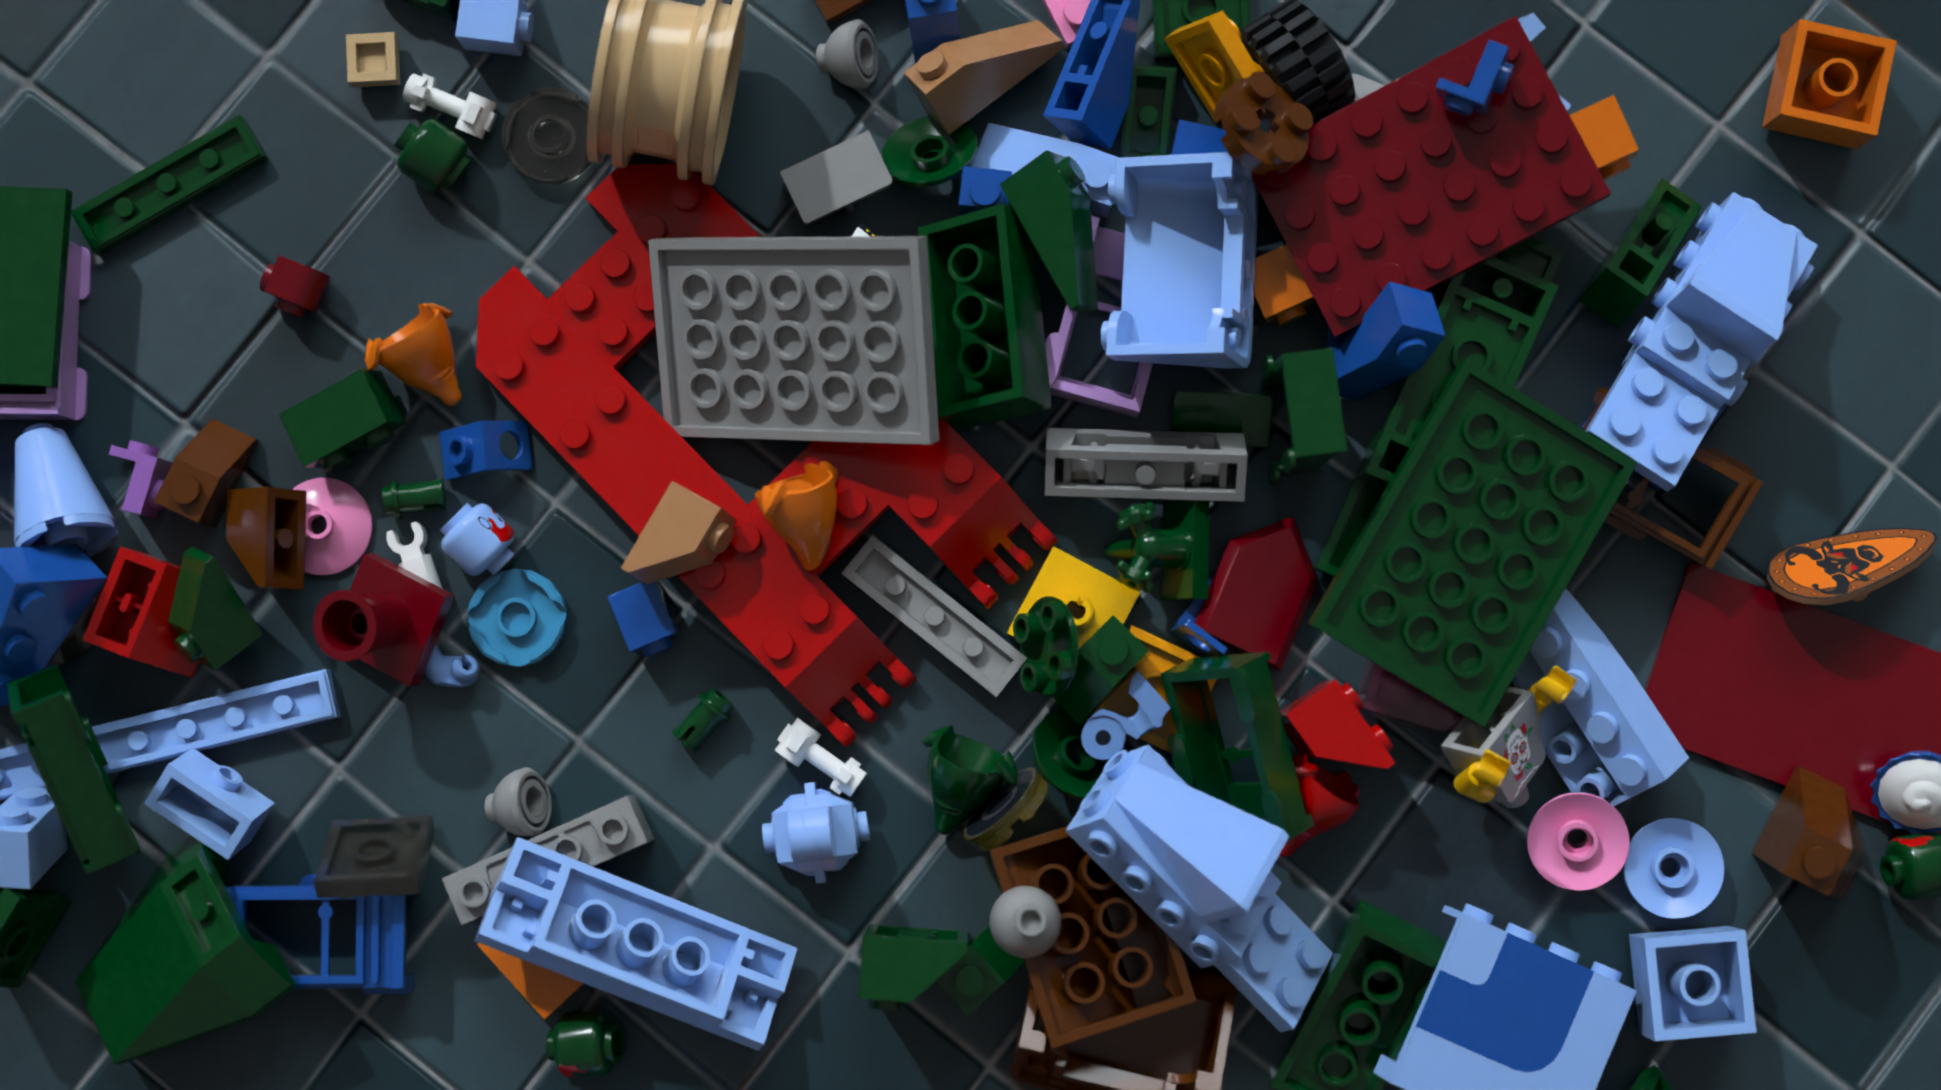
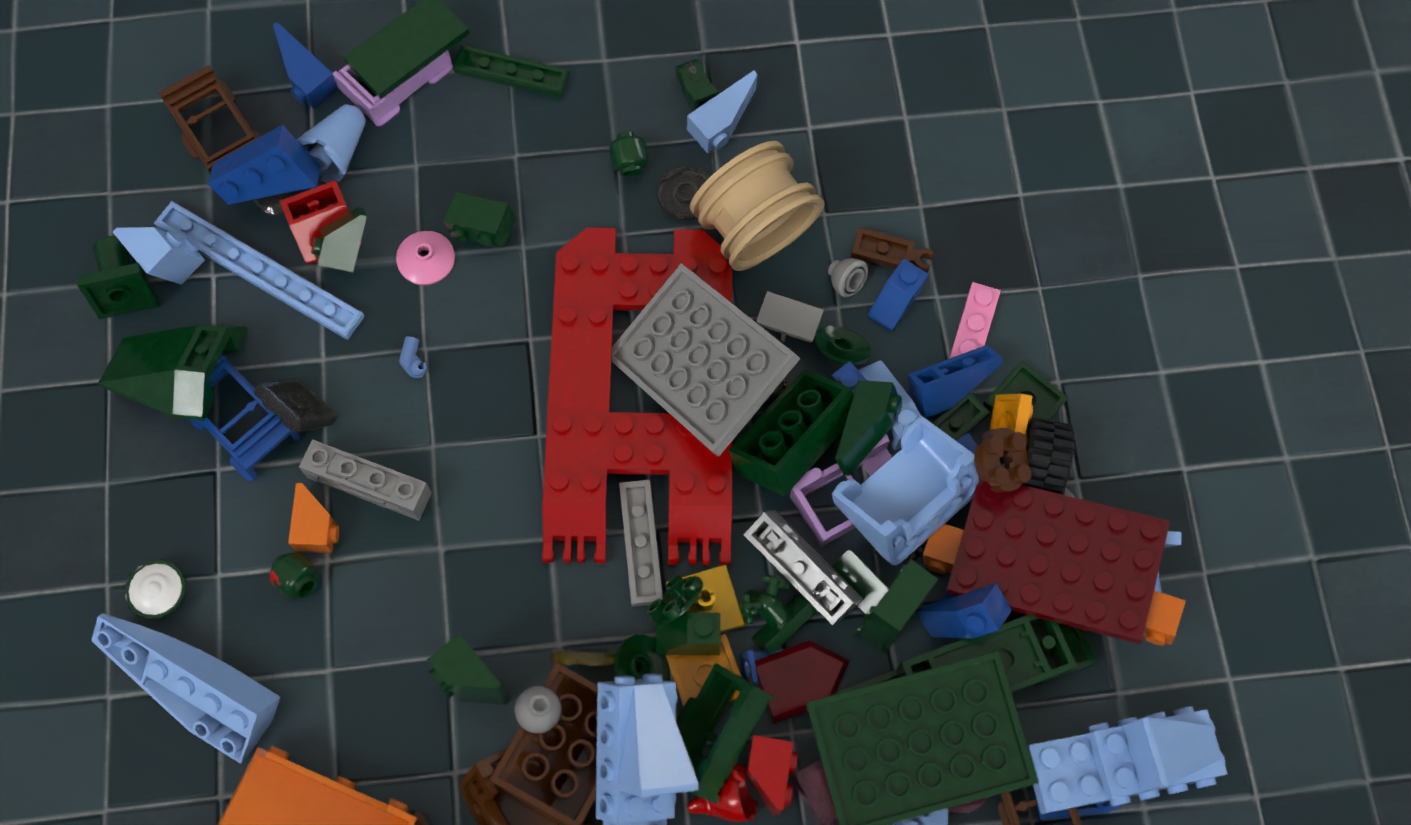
camera: 40 degrees right, 15 degrees down
(72, 768) = (218, 244): dark green piece -> none
(146, 477) = (375, 171): medium lavender bracket -> none
(204, 473) = (401, 190): reddish brown slope -> none
(209, 803) = (256, 317): light blue brick -> none
(269, 534) = (400, 235): reddish brown slope -> none
(294, 285) = (518, 152): dark red plate -> none
(373, 59) = (644, 97): tan plate -> none
(383, 620) = (405, 313): dark red plant -> none
(413, 497) = (468, 275): dark green pin -> none
(413, 555) = (444, 310): white bar -> none
(420, 354) = (539, 225): orange hat -> none
(474, 115) = (662, 155): white bar -> none
(477, 449) = (520, 283): blue bracket -> none
(477, 539) = (481, 320): light blue head -> none
(517, 617) = (463, 370): dark azure tile -> none
(520, 803) = (380, 444): light grey brick -> none
(636, 944) = (361, 550): light blue slope -> none
(645, 618) = (516, 420): blue brick -> none
(679, 536) = (564, 393): medium nougat slope -> none
(703, 719) = (494, 488): dark green pin -> none
(799, 743) = (524, 539): white bar -> none
(803, 511) = (628, 432): orange hat -> none
(815, 832) = (490, 584): light blue piece -> none
(963, 776) = (579, 624): dark green hat -> none
(976, 70) = (893, 330): medium nougat slope -> none
(978, 972) = (493, 718): dark green slope -> none
(1106, 729) = (665, 663): medium blue leg -> none
(1490, 77) = (1130, 532): blue bracket -> none
(1640, 254) = (1133, 698): dark green slope -> none
(1829, 84) = (1302, 707): orange brick -> none

